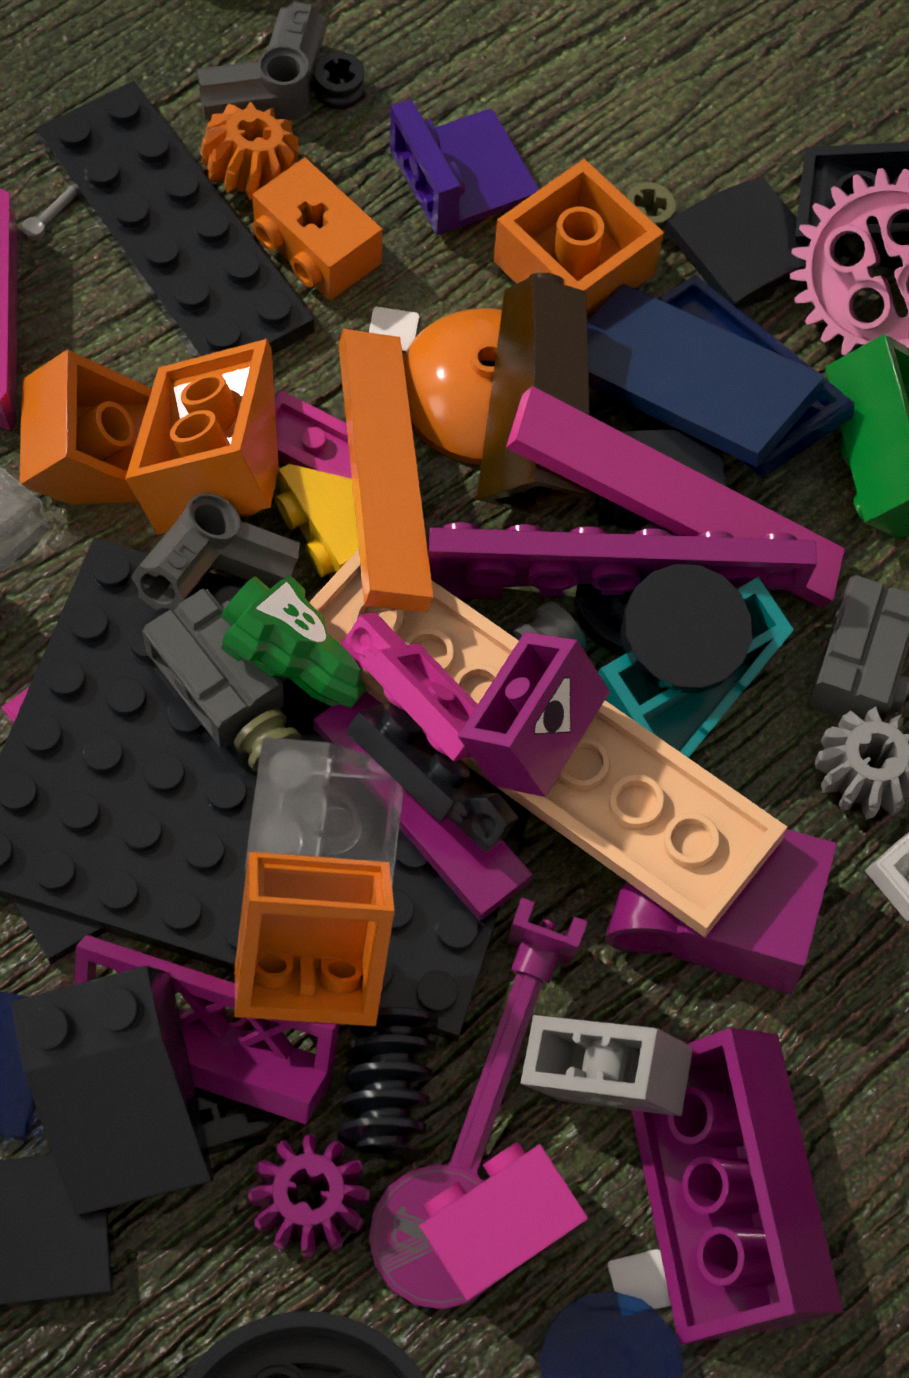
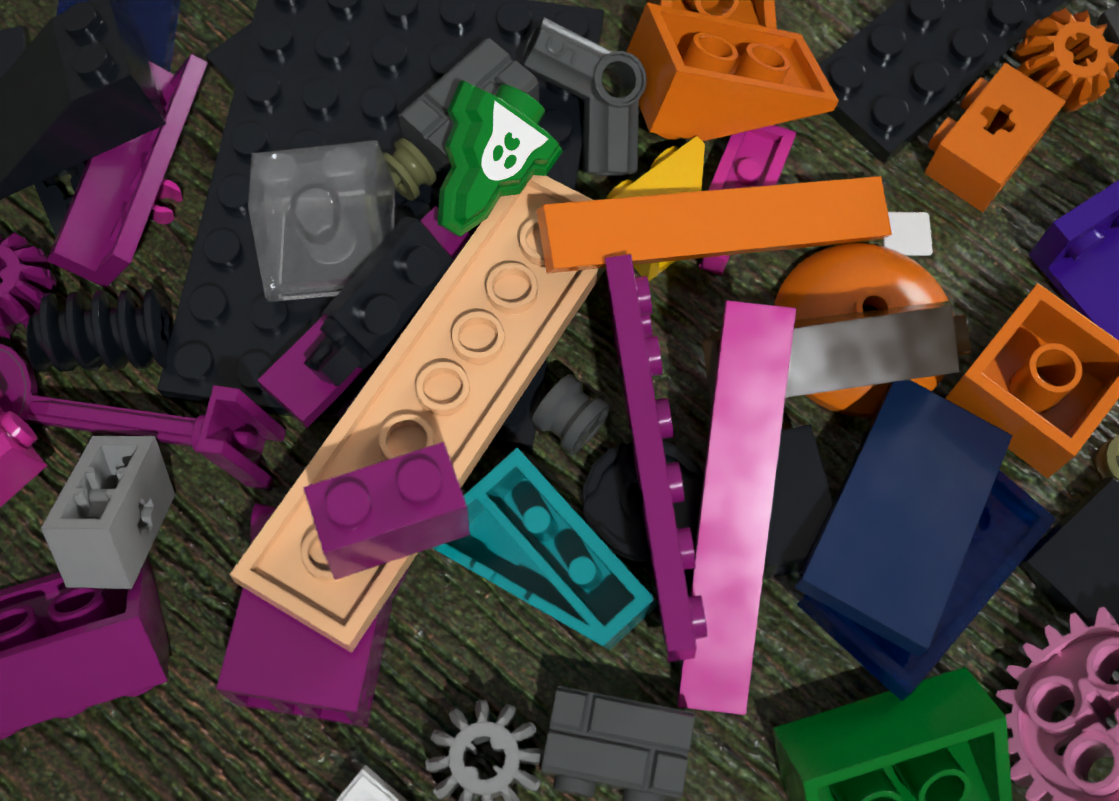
camera: 85 degrees right, 5 degrees up
(313, 939) = (206, 222): orange piece -> none
(413, 682) = (450, 277): dark pink hinge -> none
(534, 713) = (423, 368): magenta brick -> none
(675, 763) = (388, 510): none -> magenta brick
(686, 628) = (570, 523): black tile -> none

